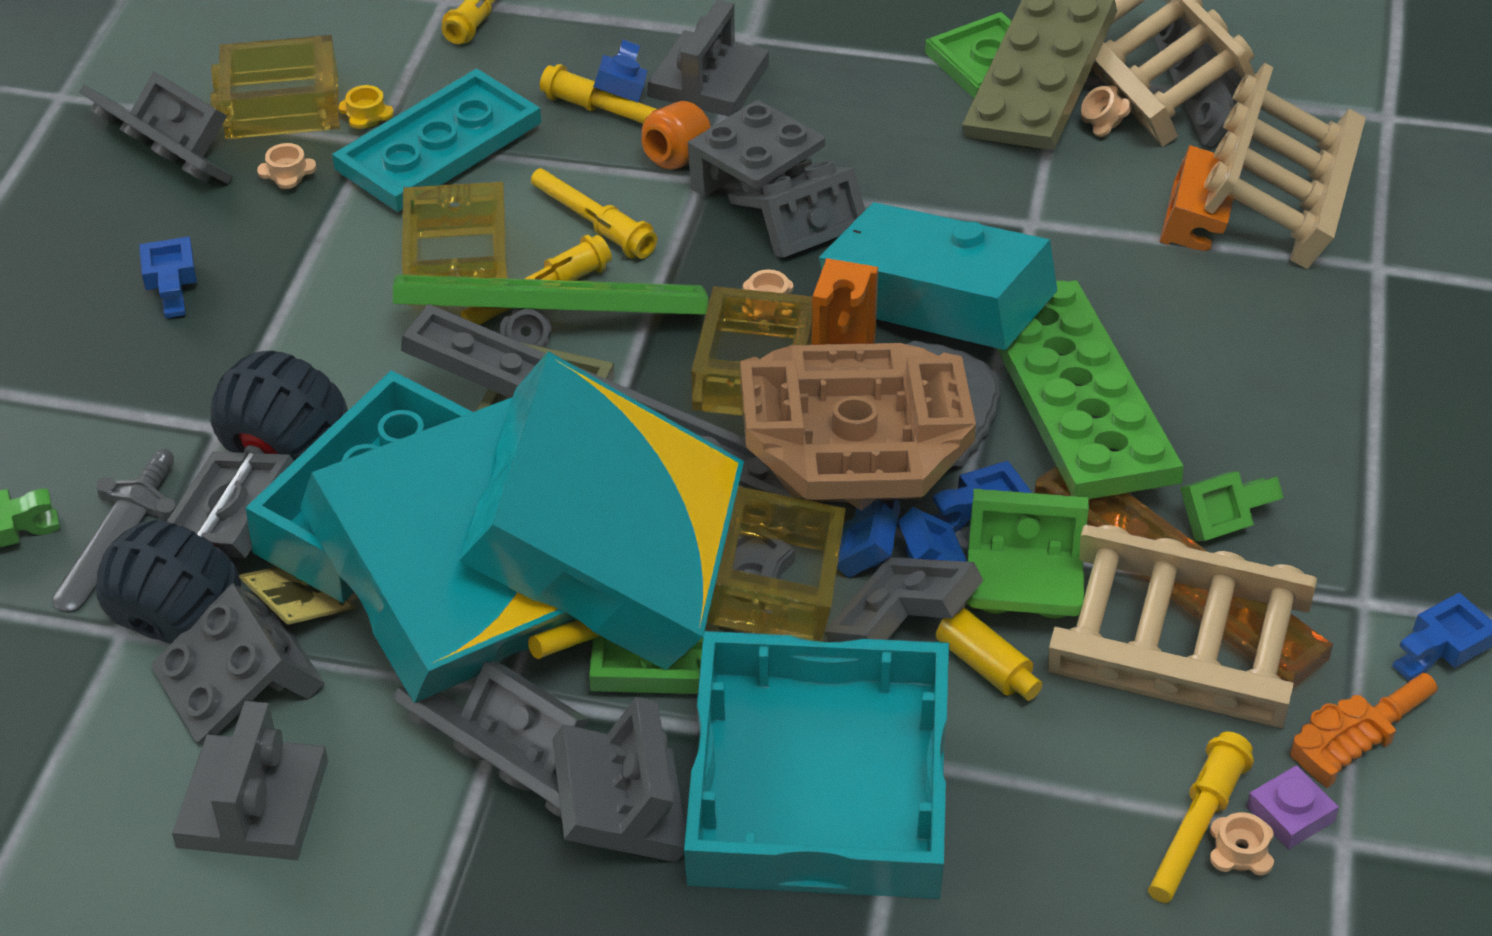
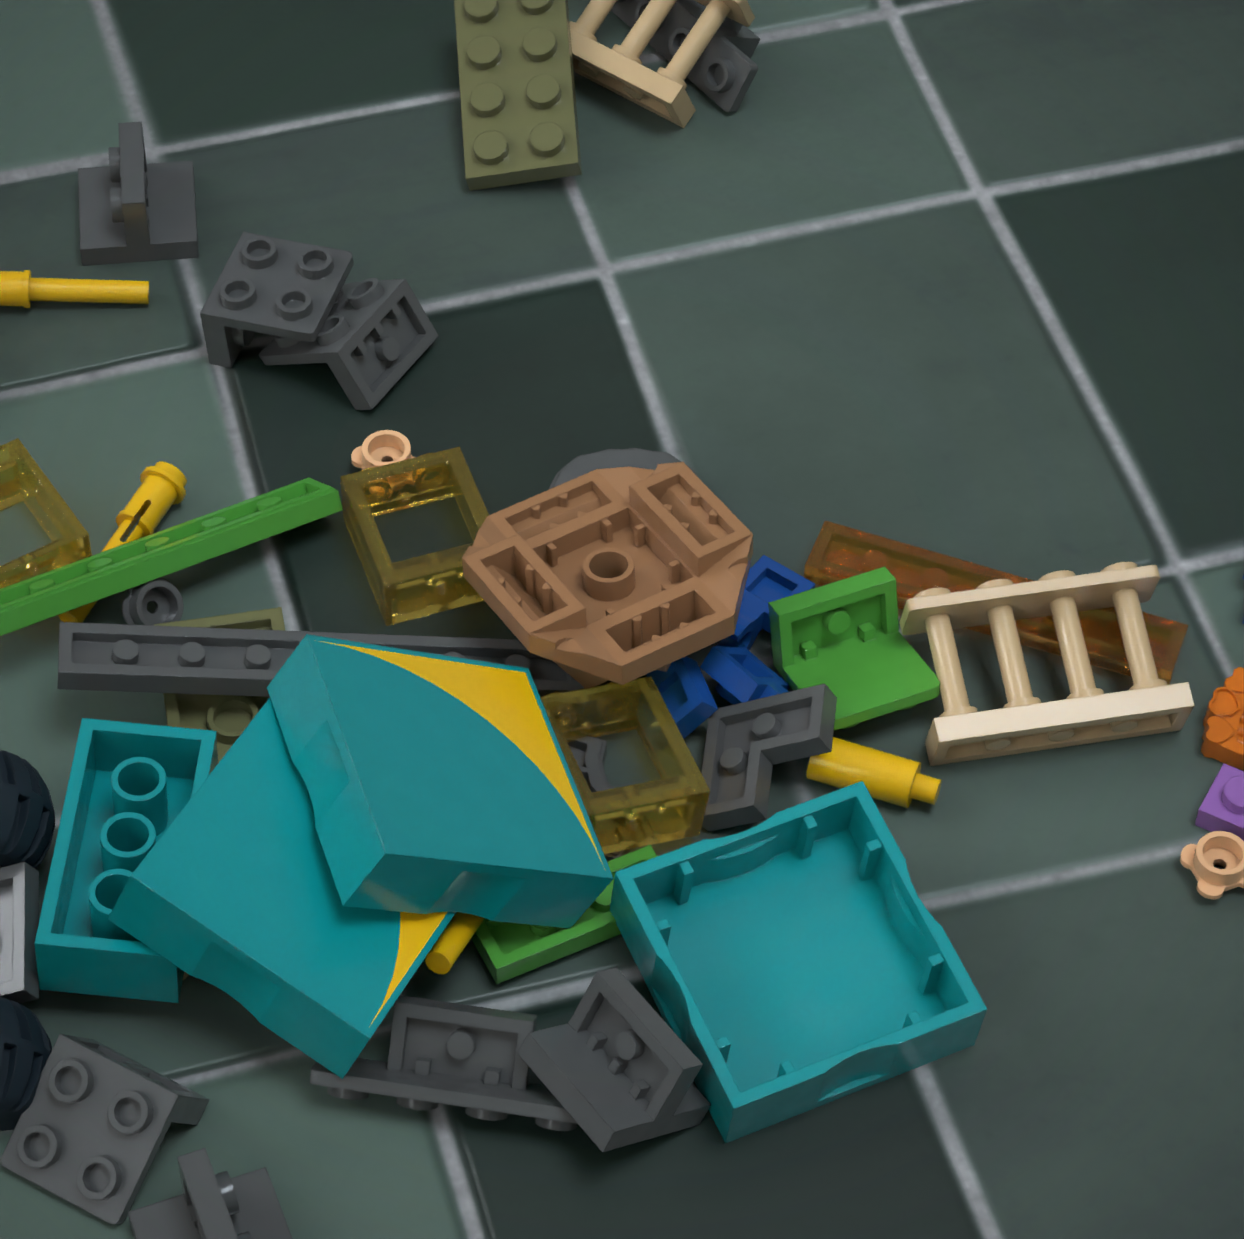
camera: 30 degrees left, 5 degrees up
(291, 597) = (108, 1019): clear yellow sticker -> none
(622, 73) = (48, 251): blue plate -> none
(634, 237) = (154, 439): yellow pin -> none
(668, 132) = (162, 305): orange head -> none
(845, 304) = (502, 448): orange hinge -> none
(950, 273) = (570, 371): teal brick -> none
(969, 50) = (419, 83): bright green tile -> none
(1104, 109) = (593, 105): light nougat plate -> none
(1108, 391) = (776, 472): bright green plate -> none
(1188, 200) = (768, 179): orange hinge -> none
(1224, 503) = (996, 515): bright green plate -> none
(1227, 759) = (1158, 788): yellow pin -> none
(1329, 168) = (875, 87): tan fence -> none

